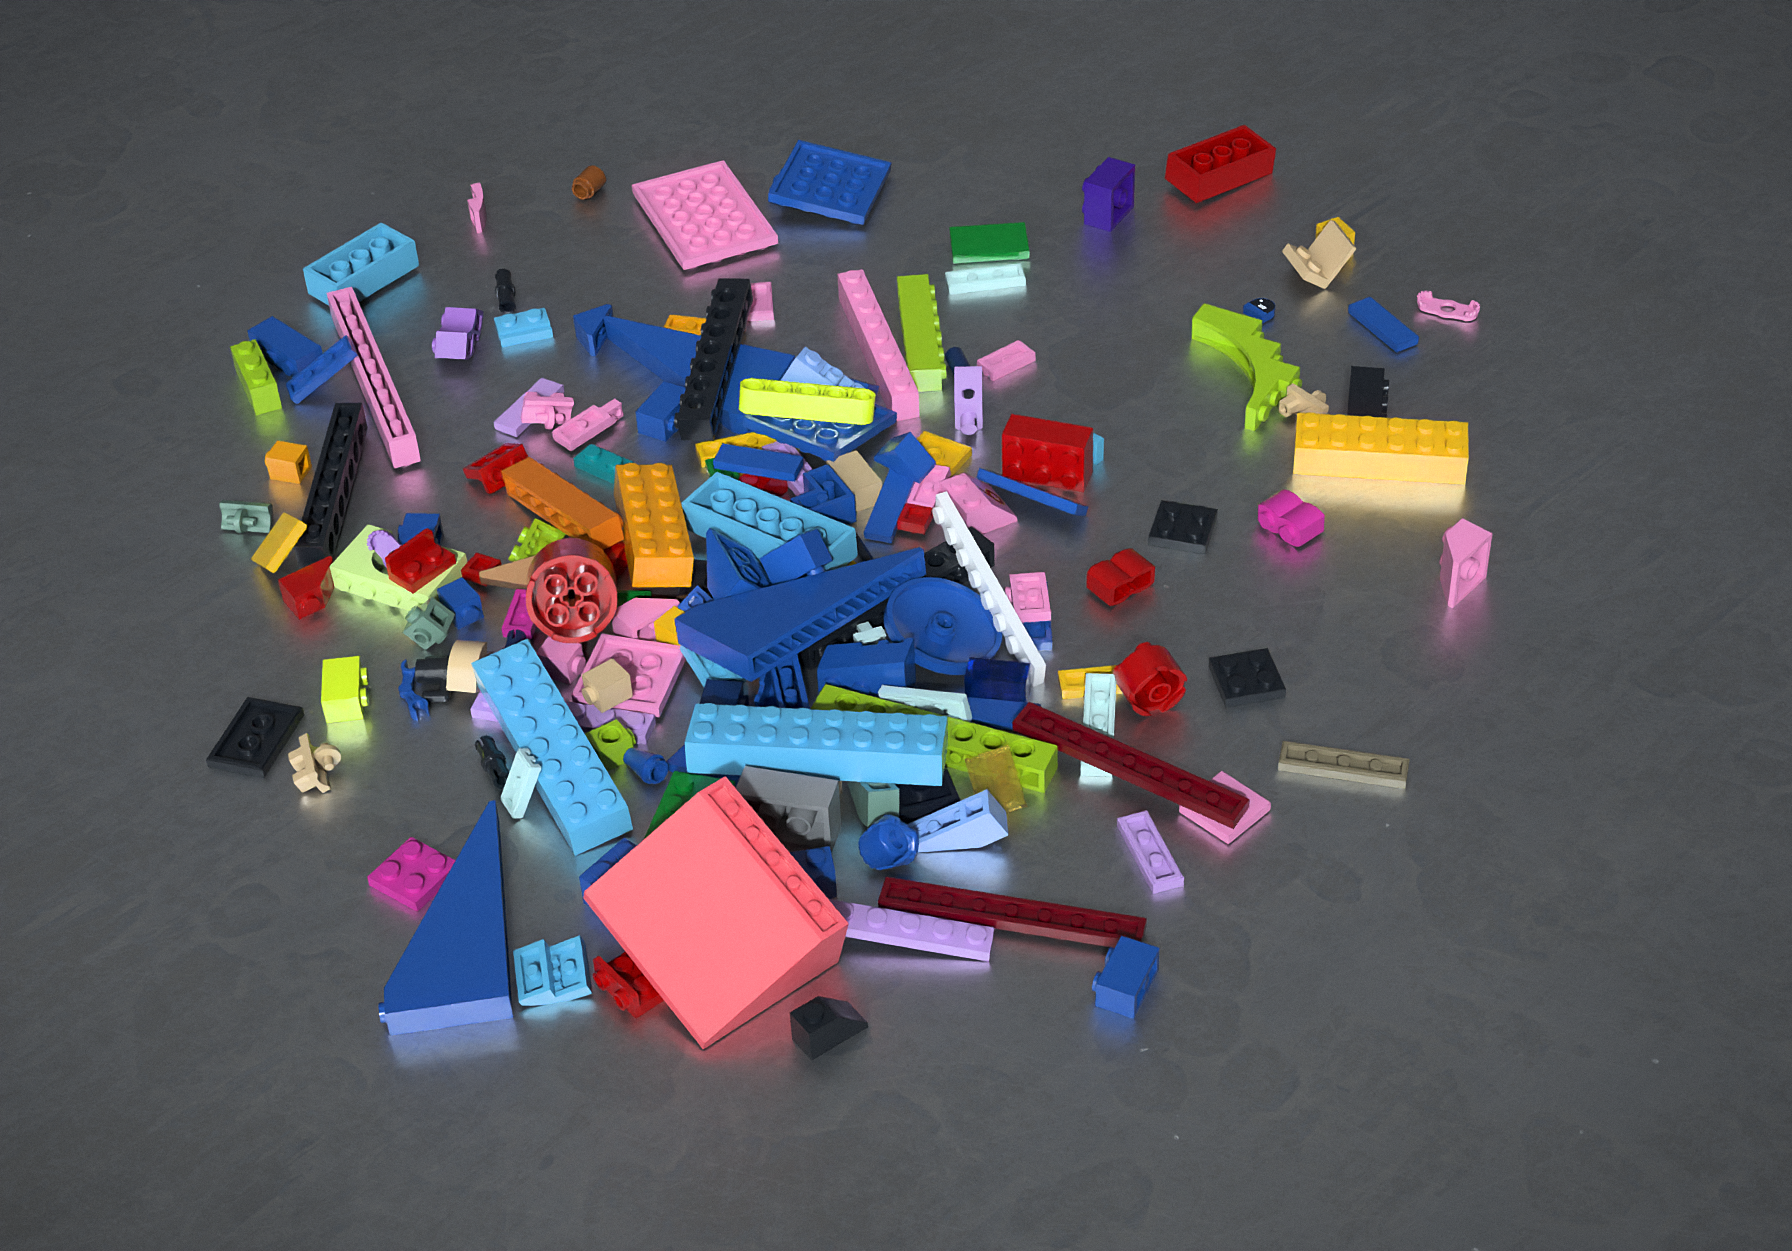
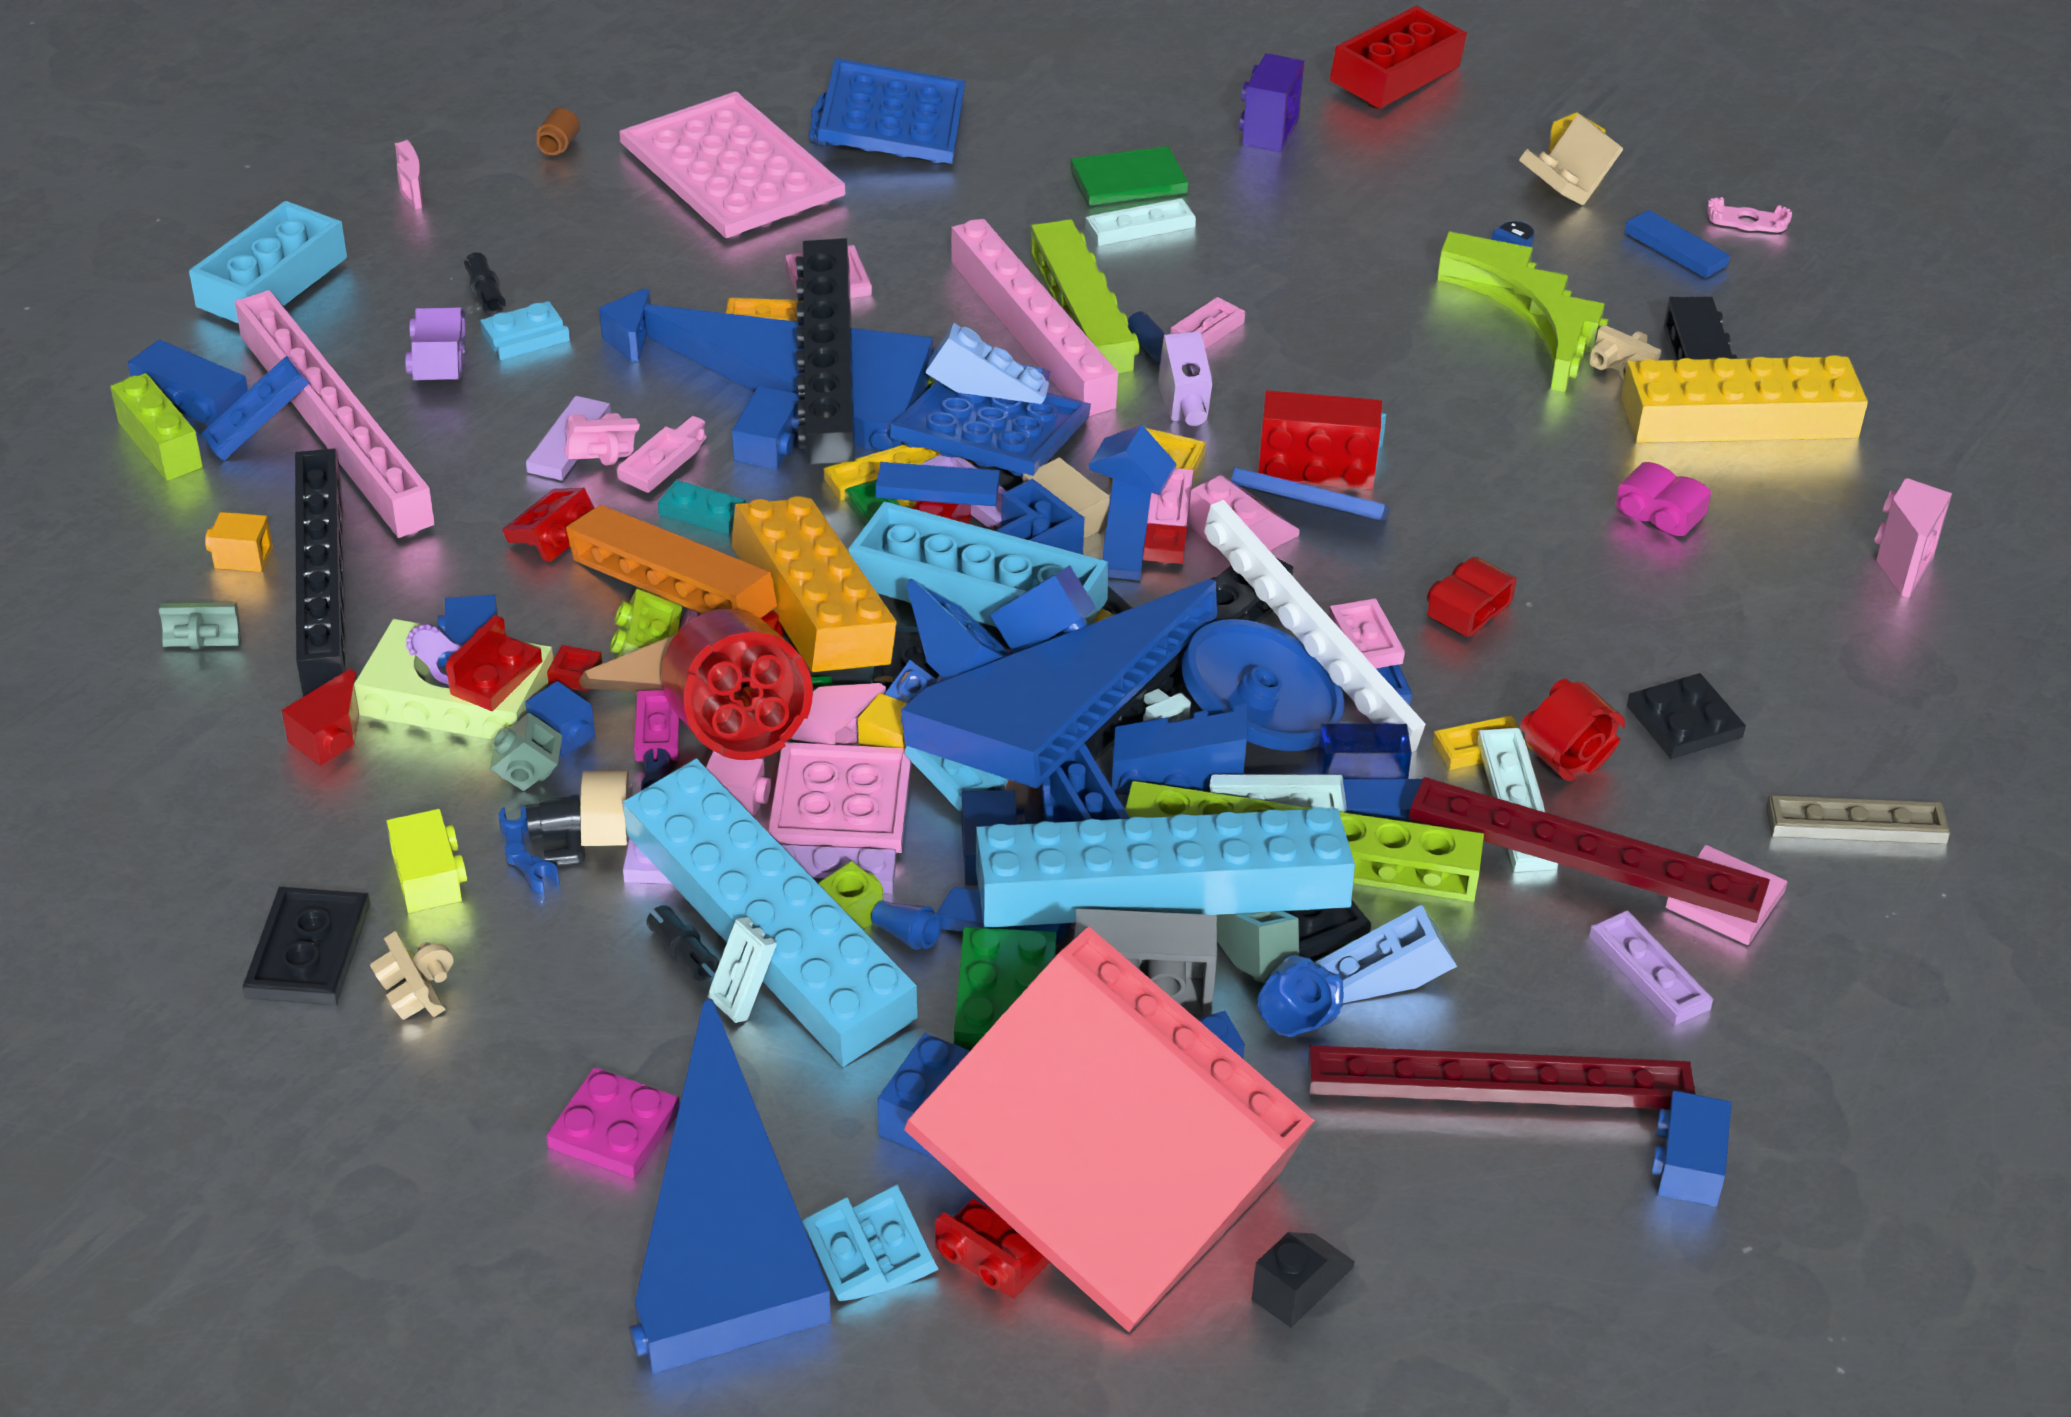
camera: 15 degrees left, 0 degrees up
(279, 542) = (268, 656): yellow tile -> none
(606, 685) = (826, 814): tan brick -> none
(806, 401) = (973, 396): neon yellow beam -> none
(916, 931) = (1394, 1119): lavender plate -> none
(998, 774) = (1413, 880): clear yellow plate -> none
(1183, 527) = (1524, 523): black plate -> none

